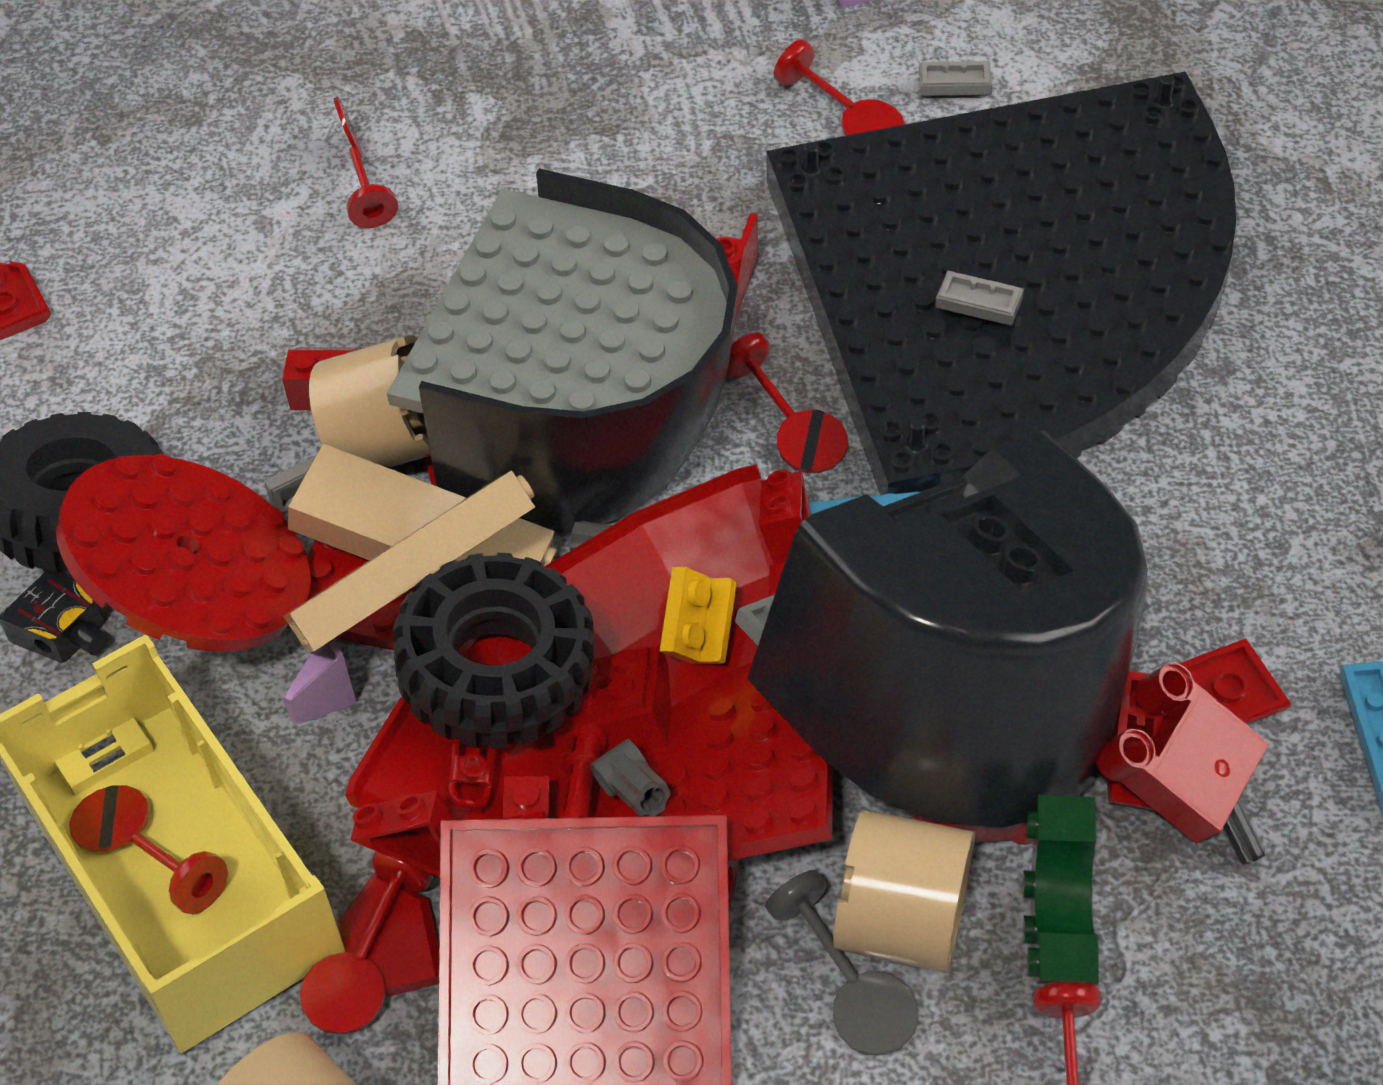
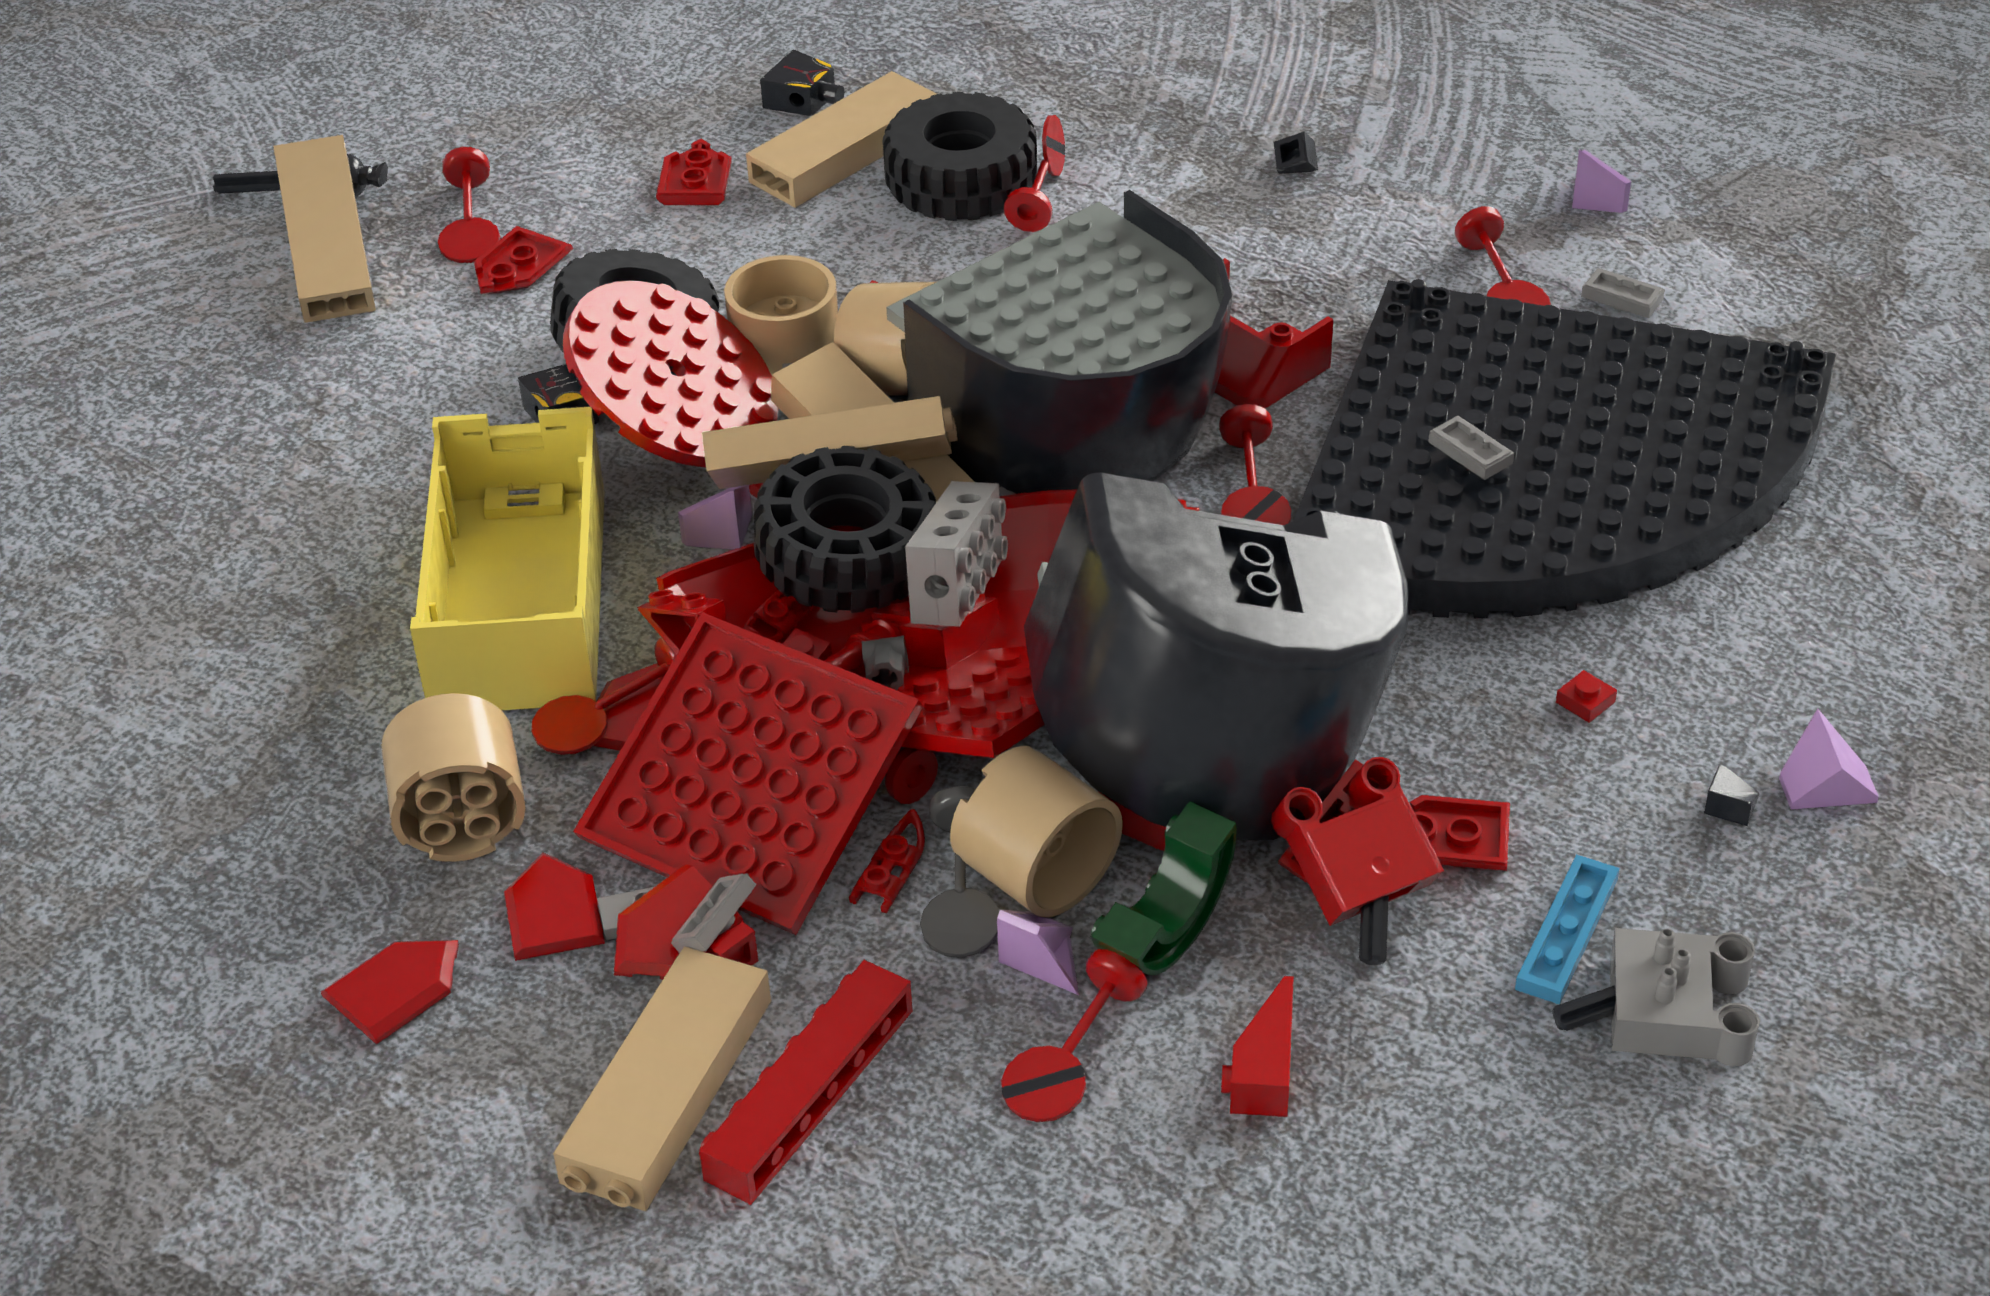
camera: 30 degrees right, 10 degrees down
(40, 155) = (800, 85): none -> black torso
(117, 816) = (499, 541): red piece -> none
(127, 200) = (832, 141): none -> tan brick
(234, 421) = (783, 307): none -> tan brick
(272, 208) = (959, 155): none -> black tyre
(570, 48) = (1295, 154): none -> black slope
(625, 627) = (955, 553): none -> light grey brick
(697, 617) = (1019, 583): yellow bracket -> none
(764, 970) = (891, 852): none -> red piece
(968, 1004) = (1037, 947): none -> lavender slope
(1222, 498) = (1586, 696): none -> red plate
(1254, 1021) = (1261, 1058): none -> red slope

